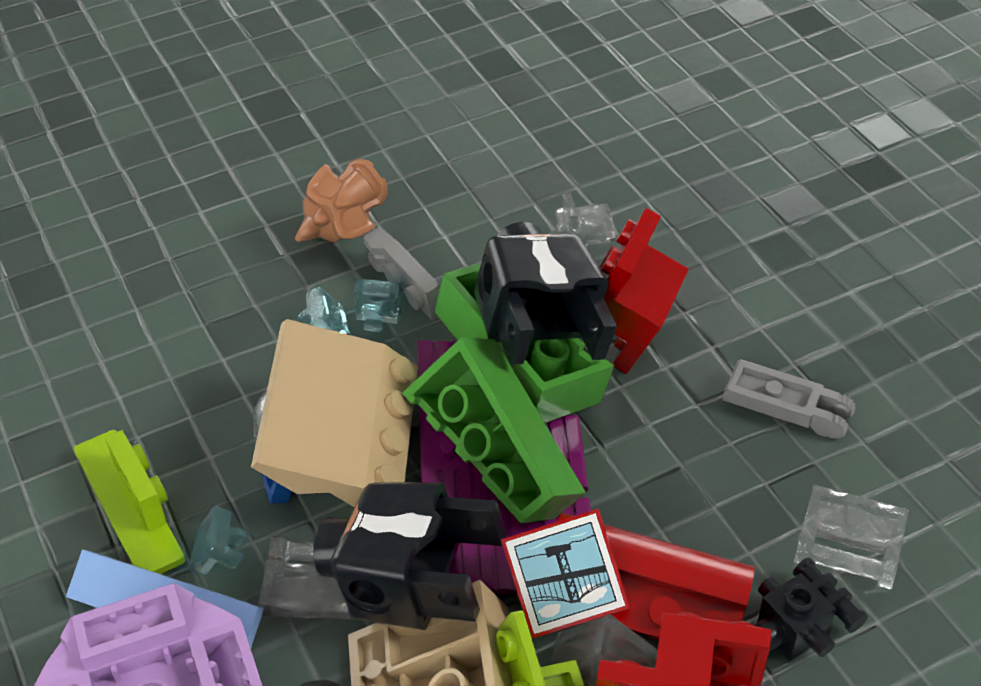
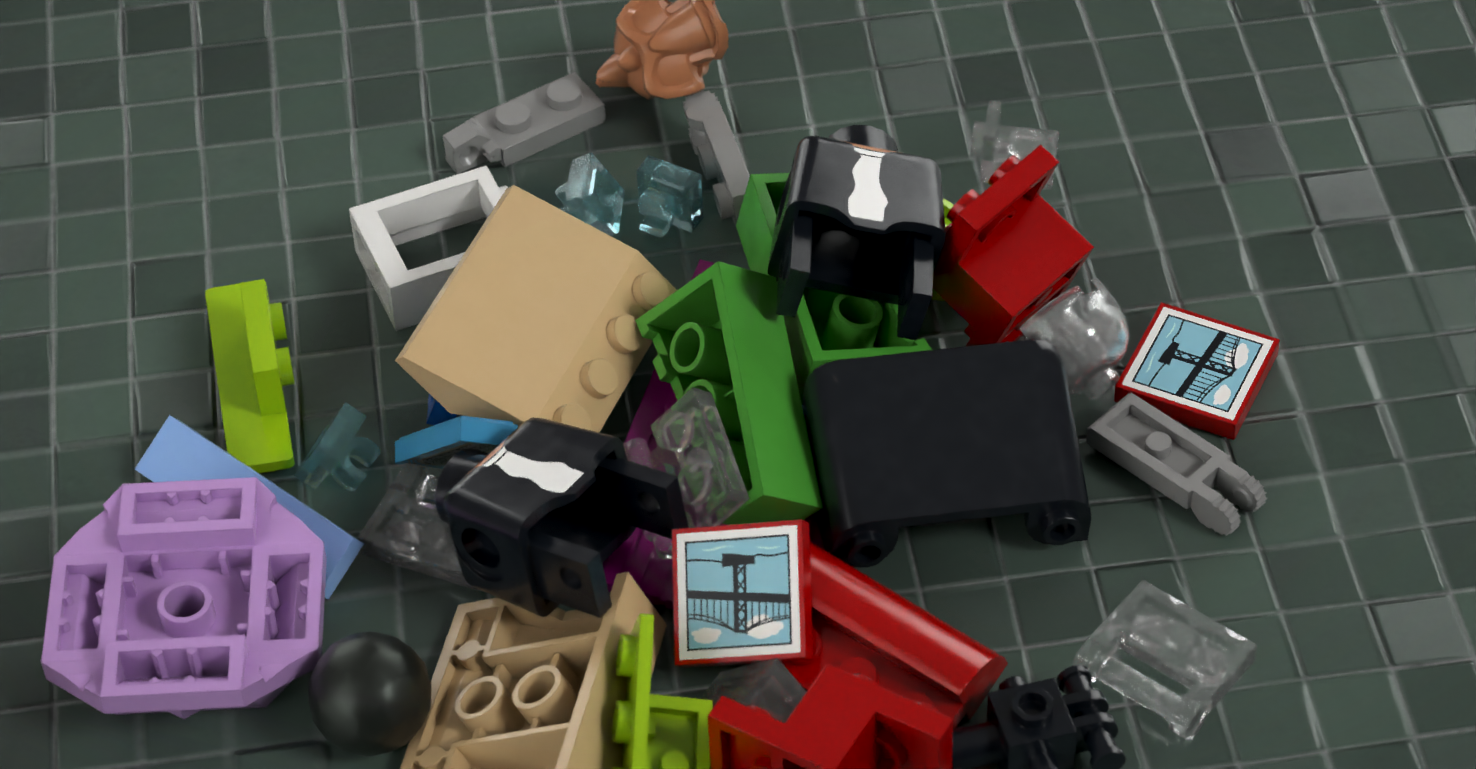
camera: 20 degrees right, 0 degrees up
(185, 373) = (410, 216): none -> white window
(256, 278) = (525, 125): none -> light grey hinge
(307, 514) = (438, 443): none -> dark azure tile
(488, 475) = (698, 452): none -> clear plate
(648, 428) = (944, 443): none -> black windscreen
(691, 338) = (1089, 336): none -> clear cylinder
(767, 333) = (1198, 369): none -> tile

